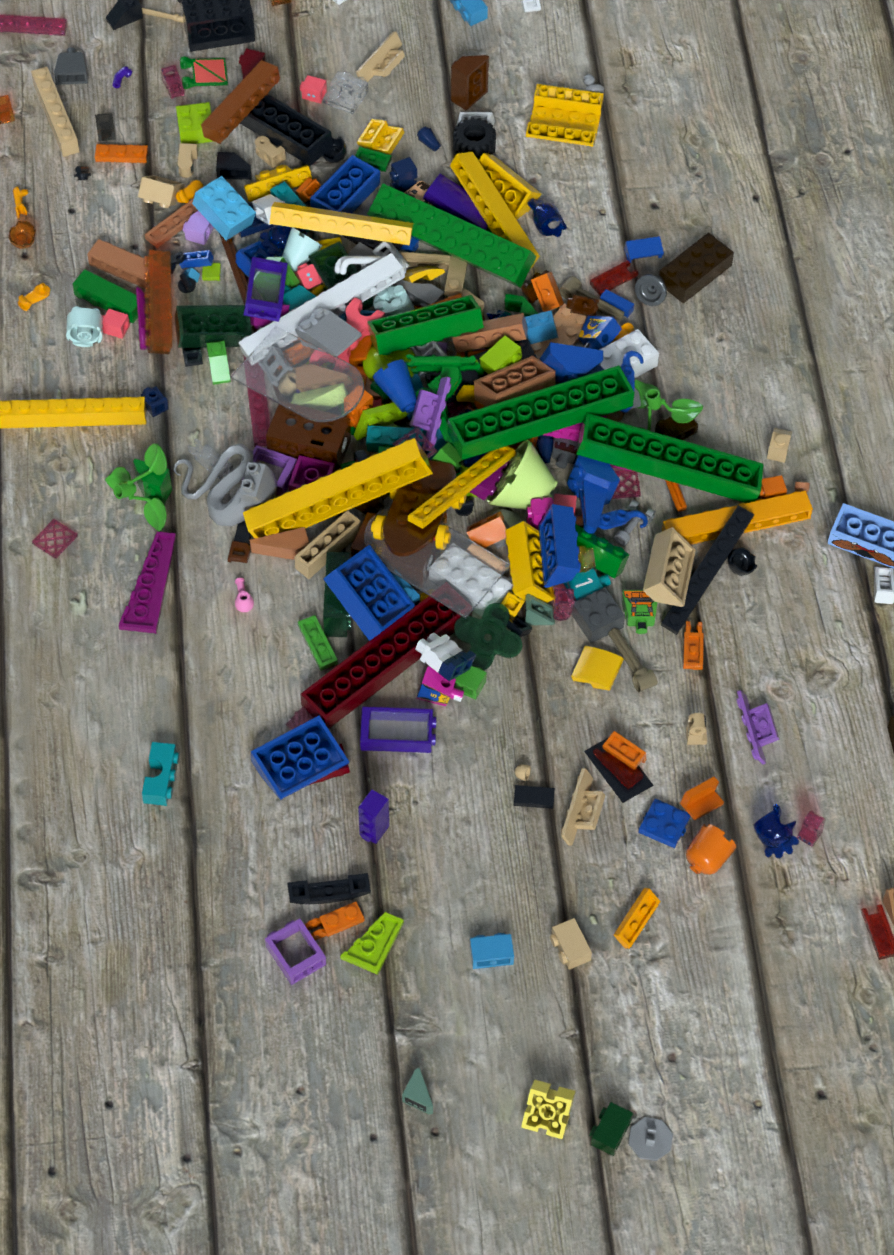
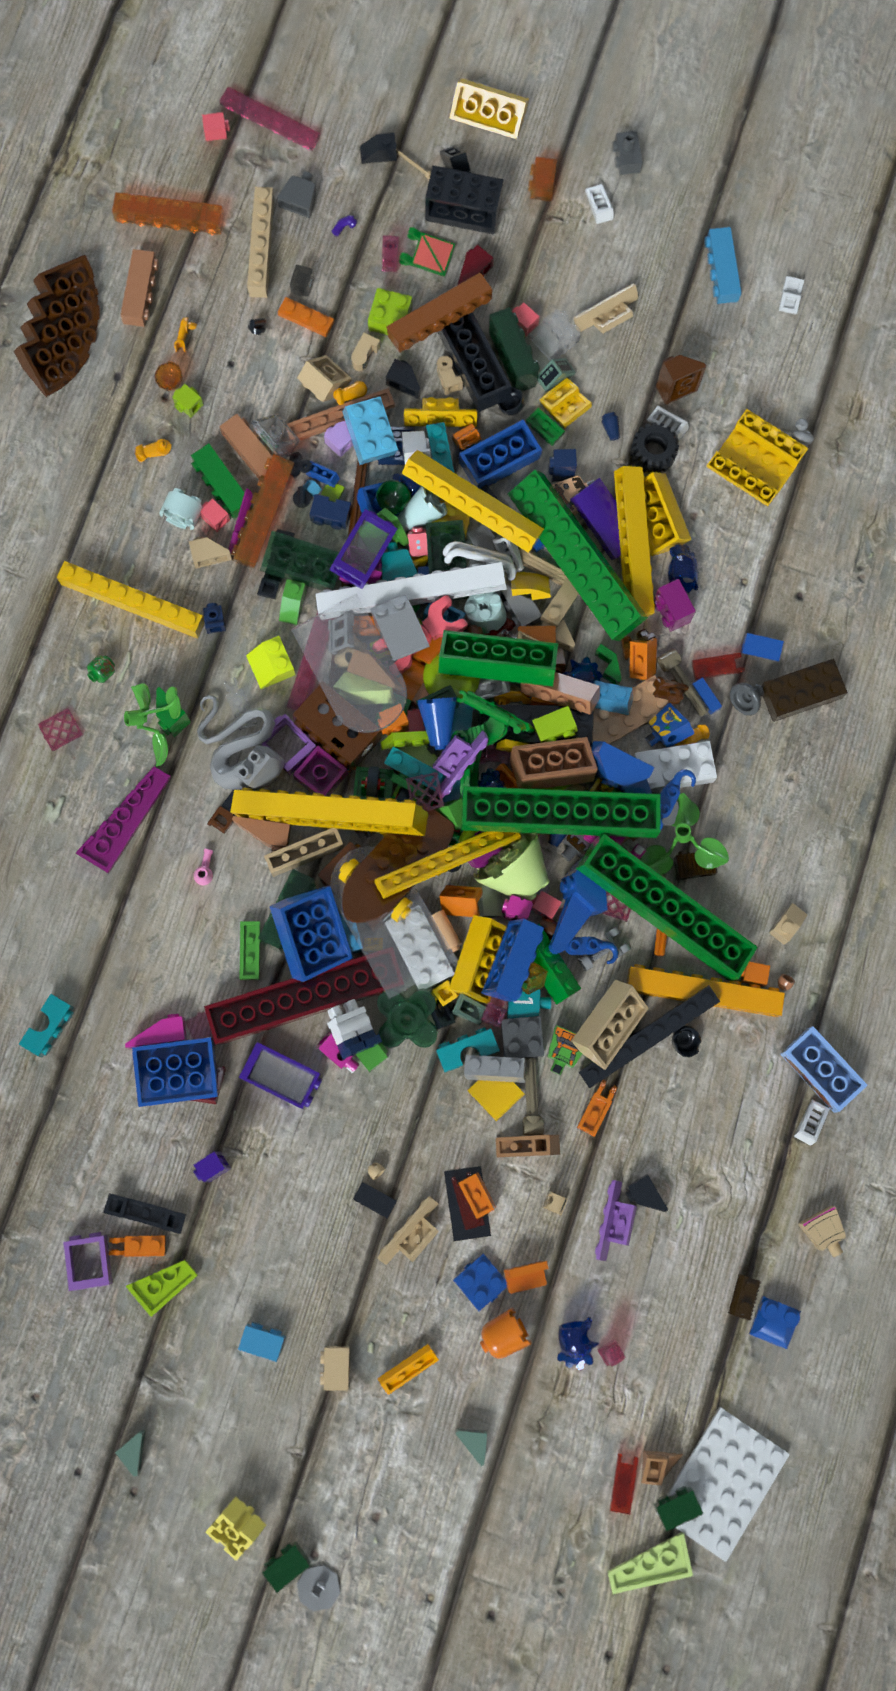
camera: 20 degrees right, 20 degrees up
(47, 248) = (187, 400): none -> lime brick
(70, 475) = (100, 669): none -> green head
(123, 353) = (207, 552): none -> tan slope
(139, 241) = (276, 435): none -> clear slope
(217, 285) = (330, 513): none -> dark blue brick
(223, 414) = (270, 663): none -> neon yellow slope
(269, 246) = (393, 496): none -> dark green helmet
(271, 729) = (164, 1031): none -> dark pink slope
(317, 107) = (513, 350): none -> clear green brick
(359, 119) = (555, 373): none -> sand green slope
(554, 243) = (674, 605): none -> magenta brick
(564, 632) = (483, 1042): none -> teal arch
(587, 643) = (495, 1068): none -> light grey brick
(649, 696) = (527, 1146): none -> medium nougat slope
(728, 952) = (475, 1442): none -> sand green slope
(773, 693) = (645, 1194): none -> black slope

